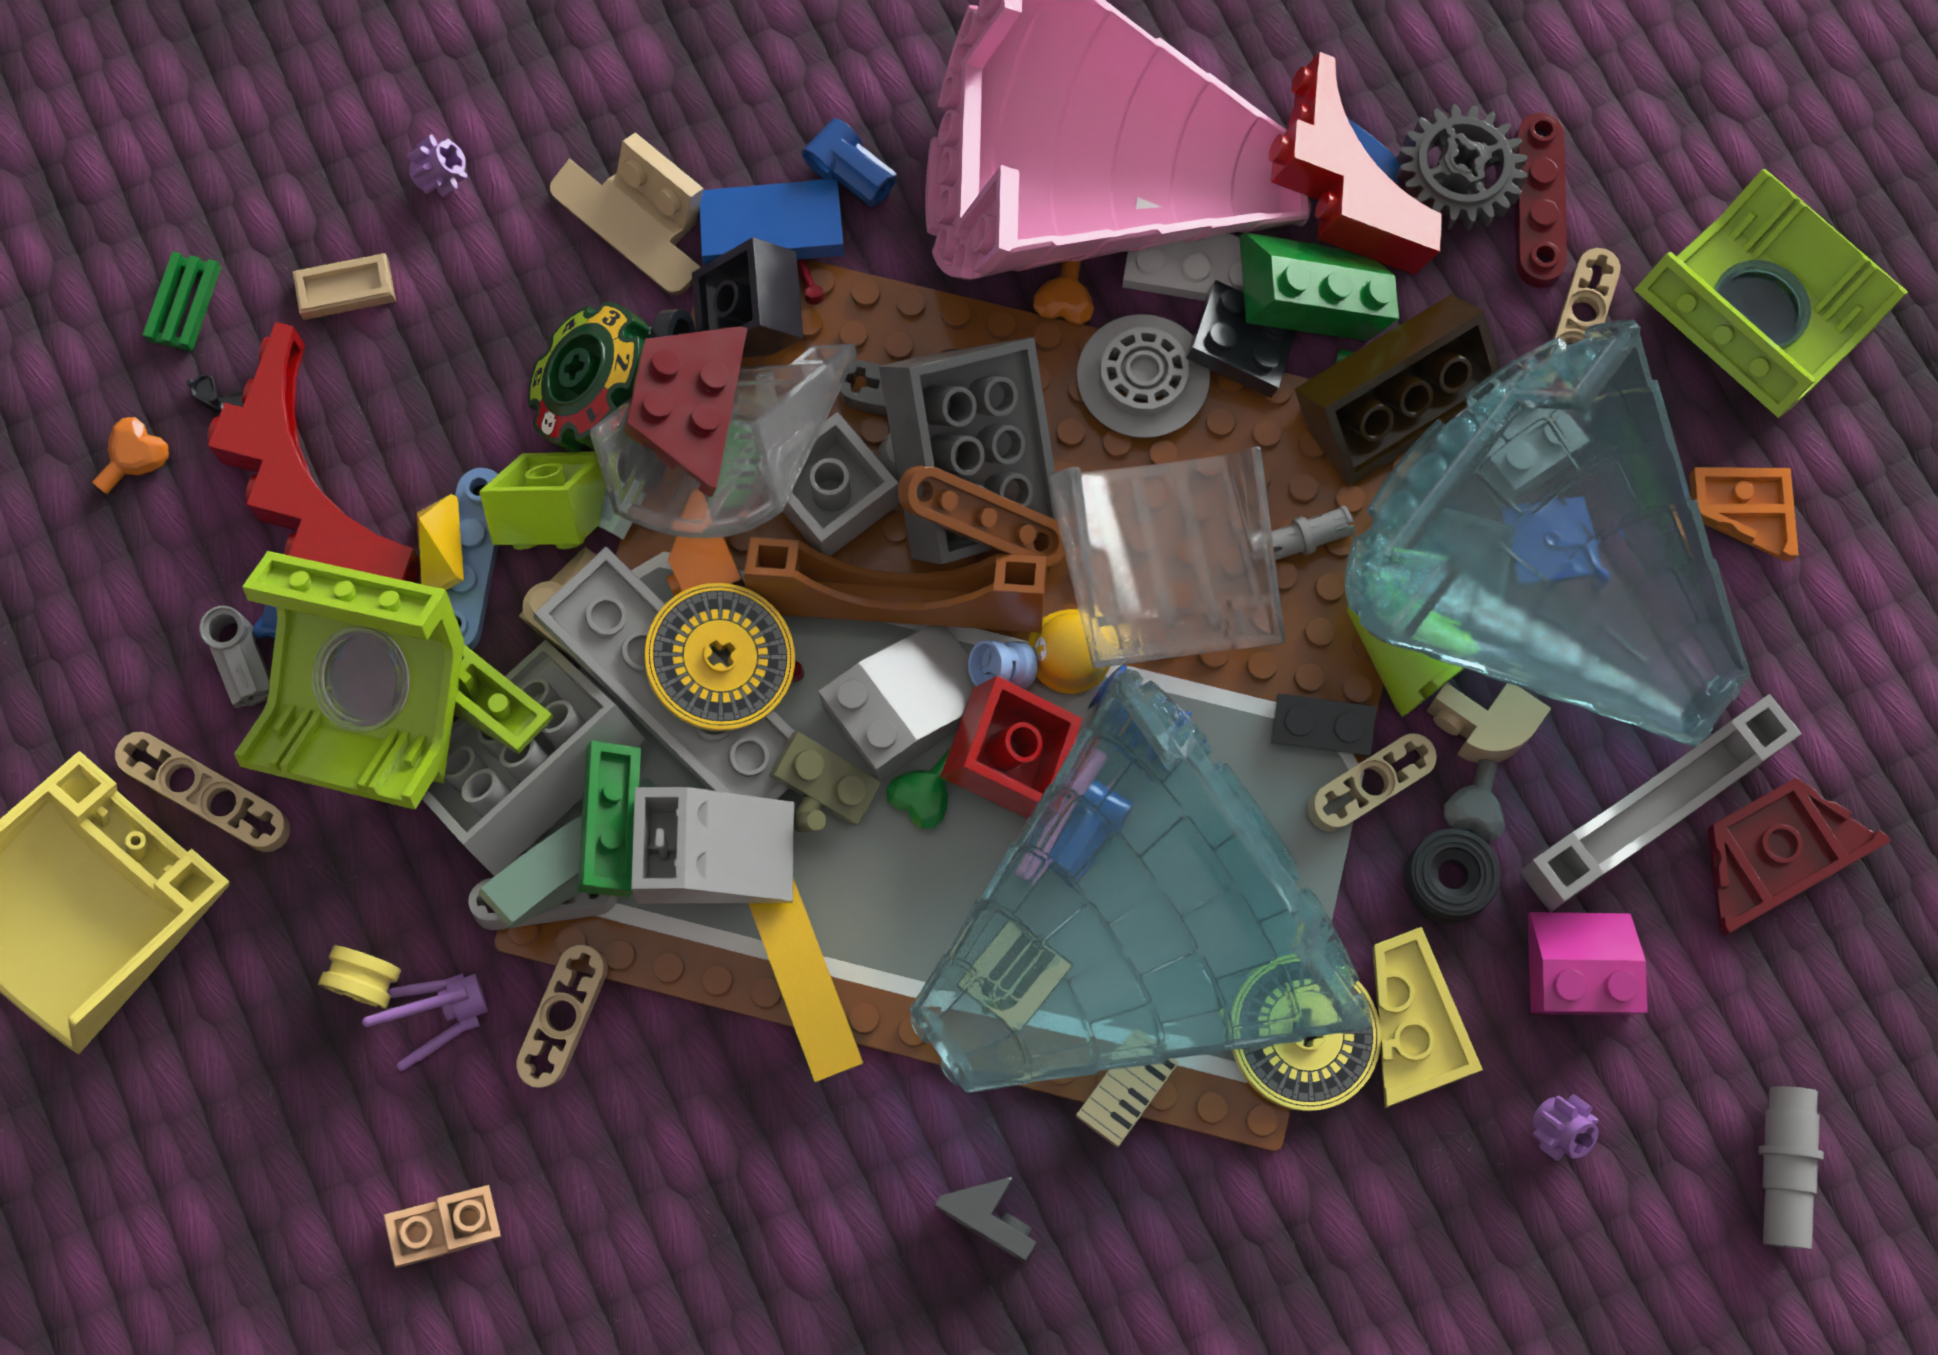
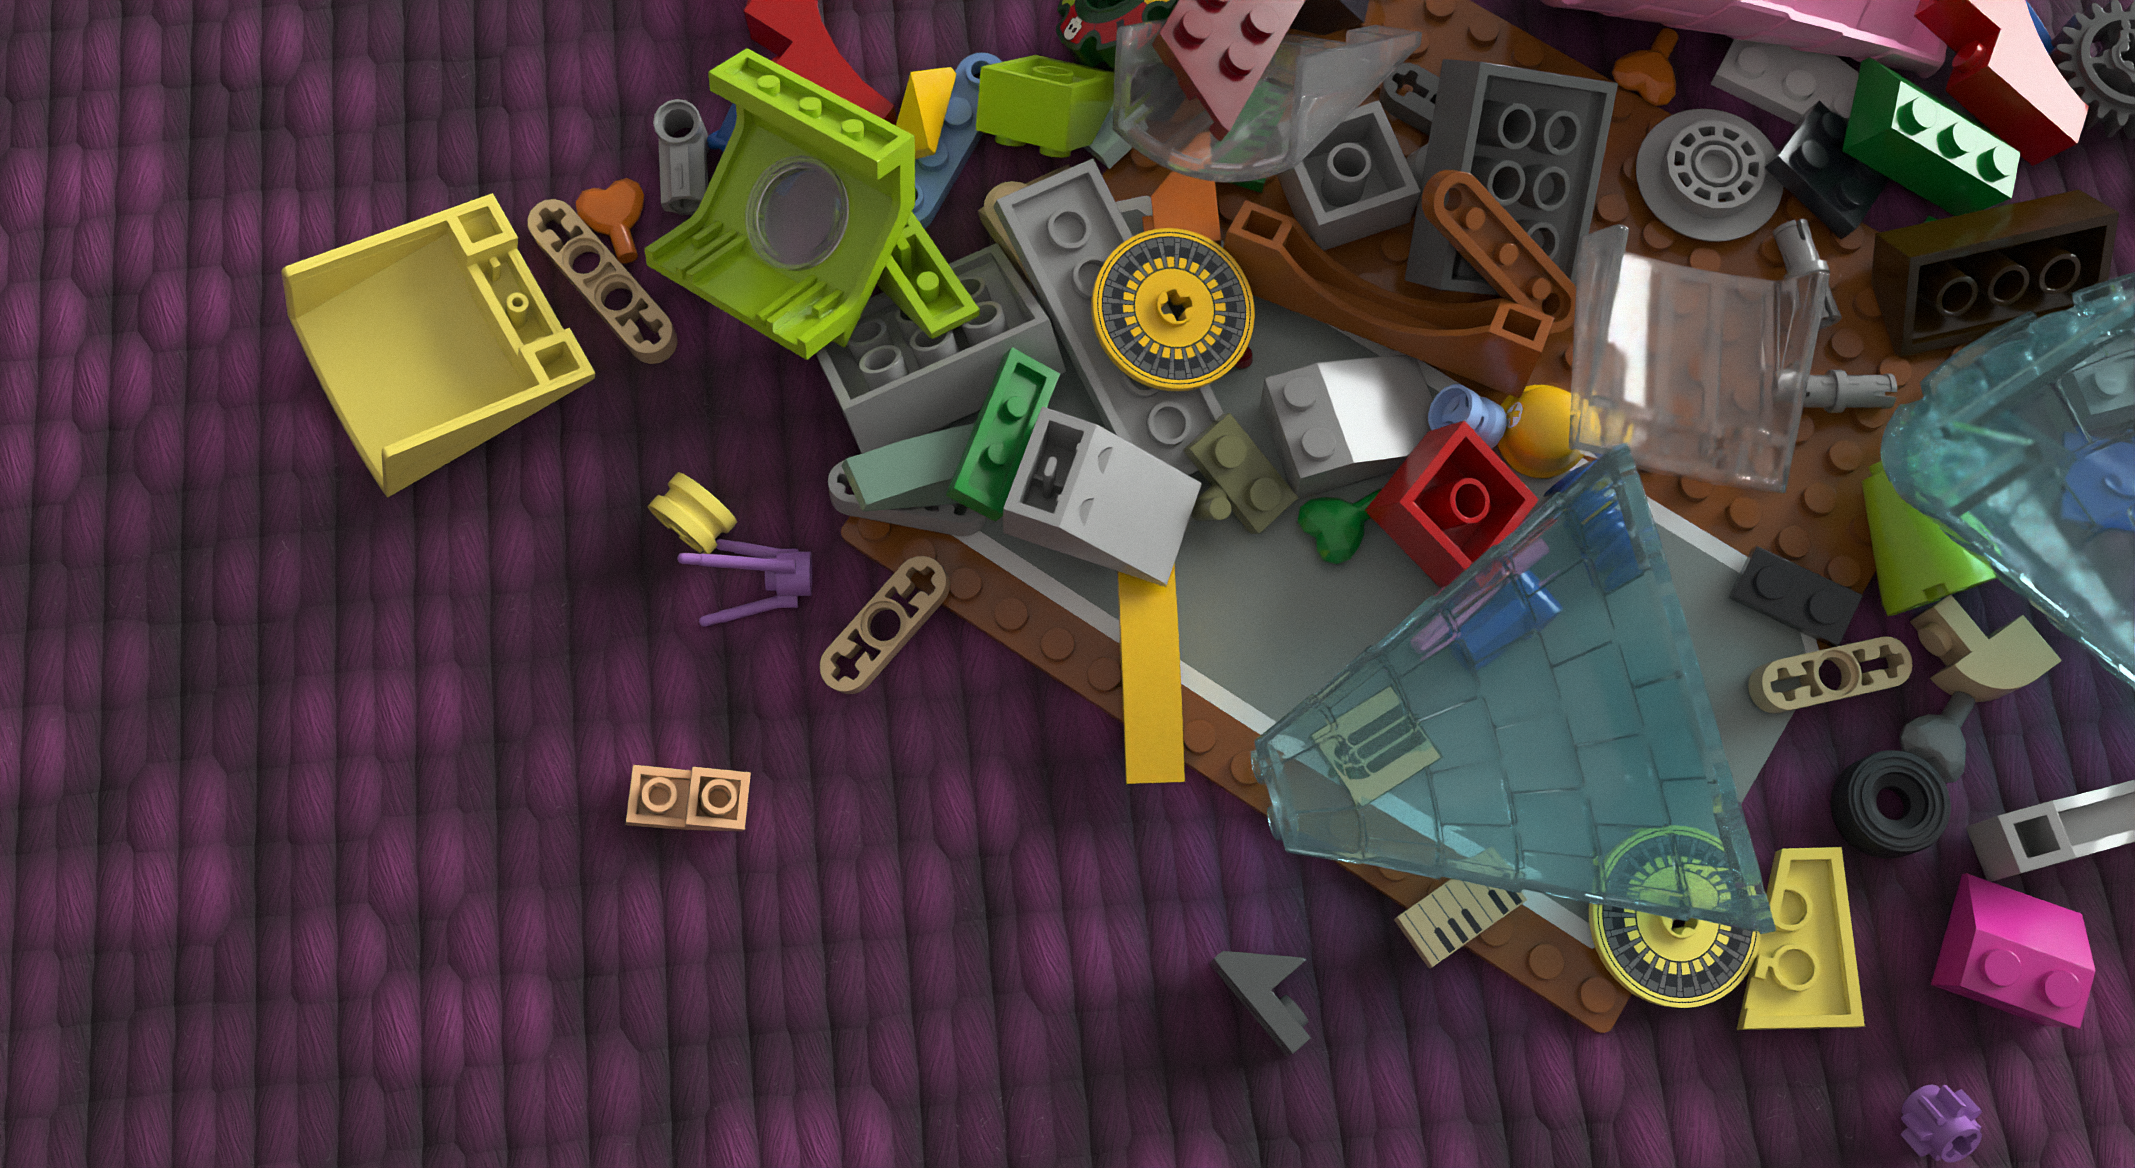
camera: 20 degrees right, 0 degrees up
(191, 726) = (614, 213): none -> orange rock
(1247, 434) = (1802, 258): none -> light grey pin

